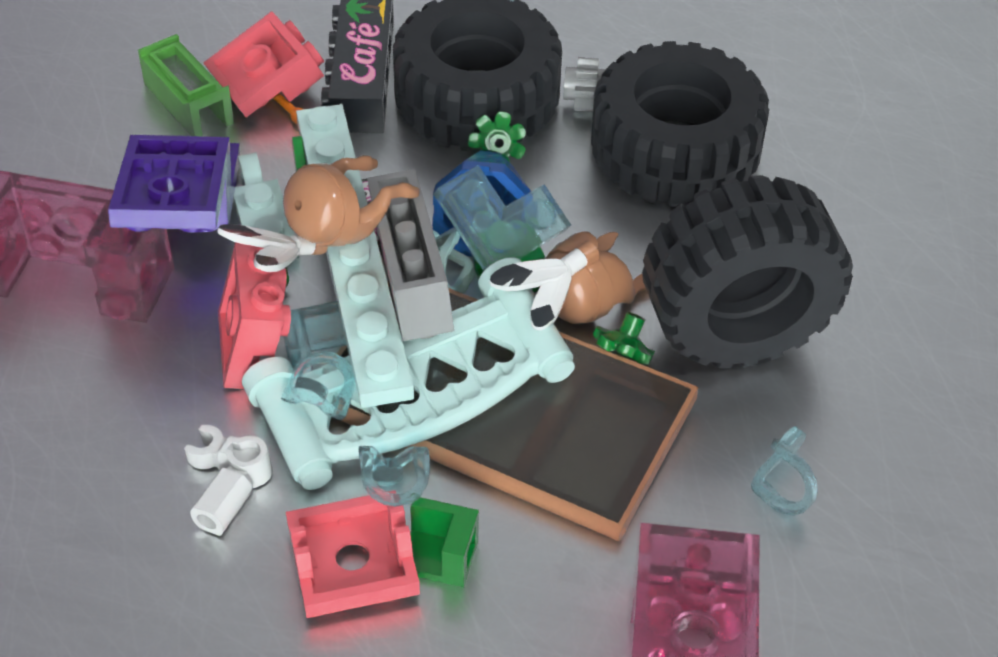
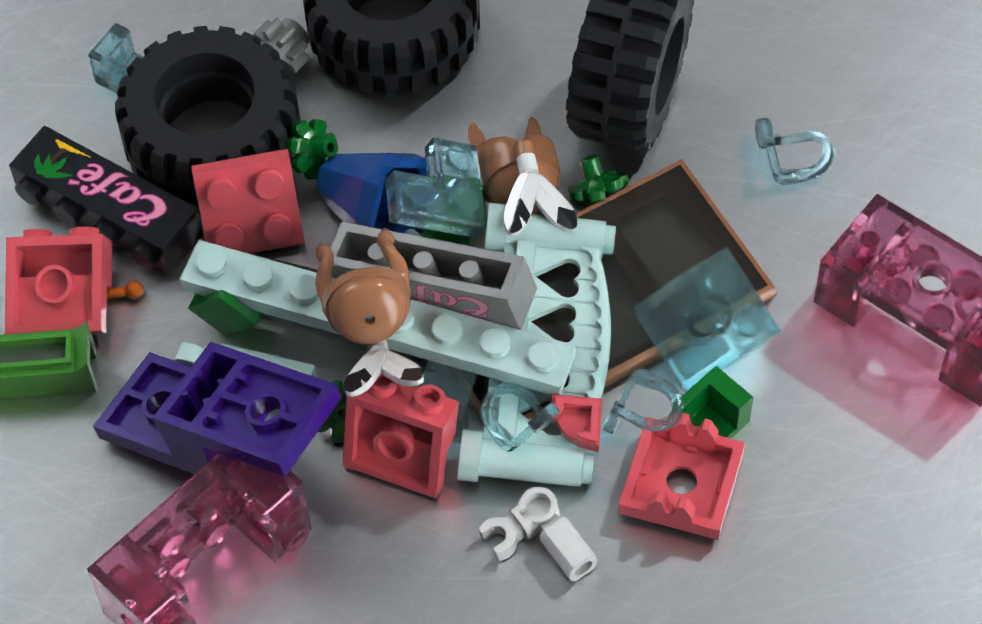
camera: 55 degrees left, 10 degrees up
(348, 433) = (579, 420): none -> coral tile
(409, 124) = (249, 202): none -> coral plate
(534, 483) = (706, 318): none -> clear light blue slope

